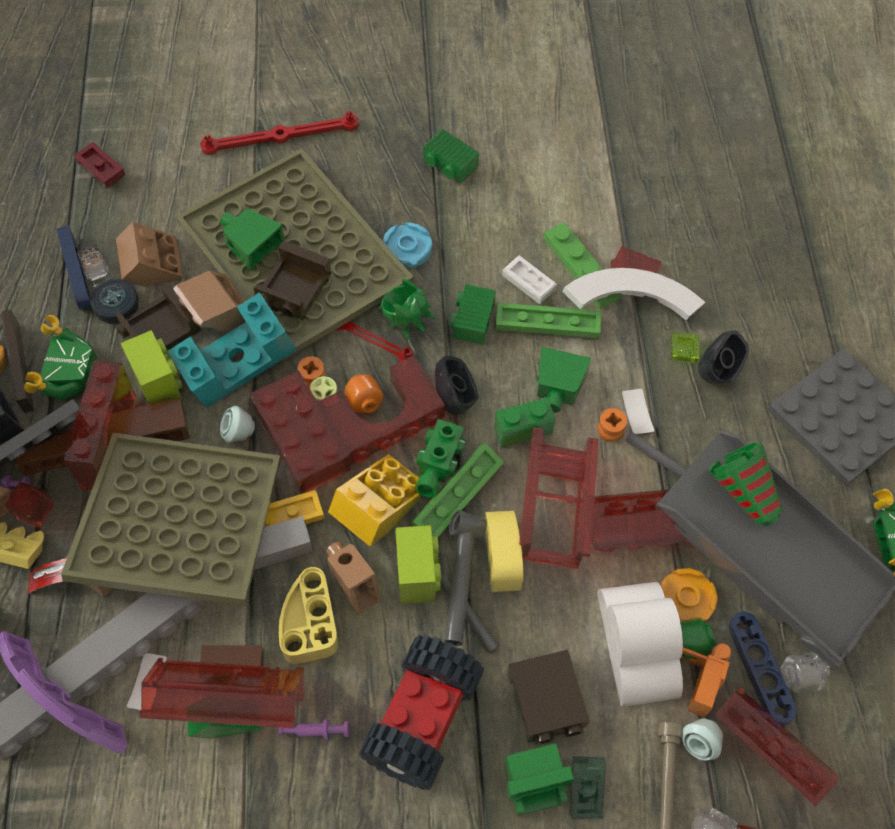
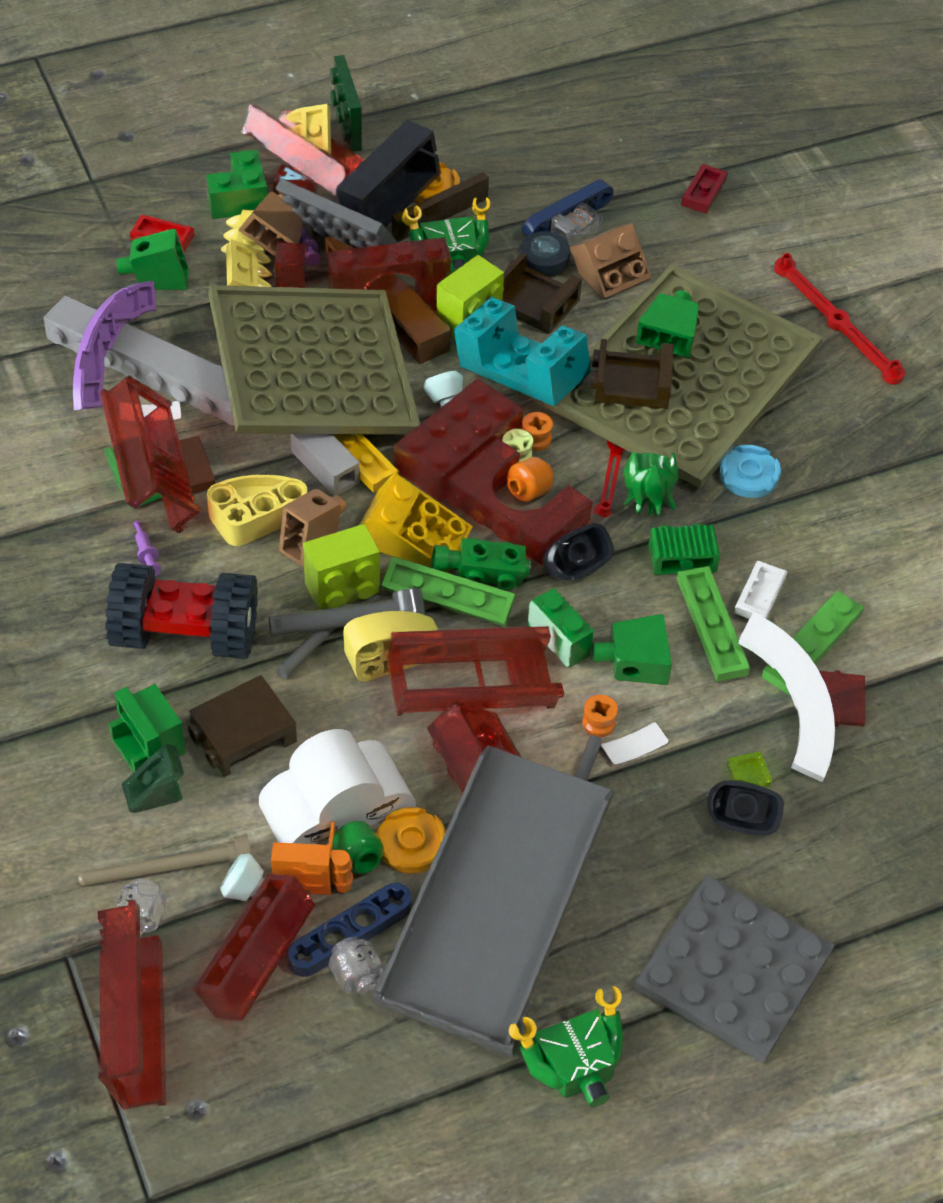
camera: 70 degrees right, 10 degrees down
(212, 301) = (578, 309): medium nougat slope -> none
(451, 156) = (894, 473): green brick -> none
(750, 482) = (549, 823): green cone -> none

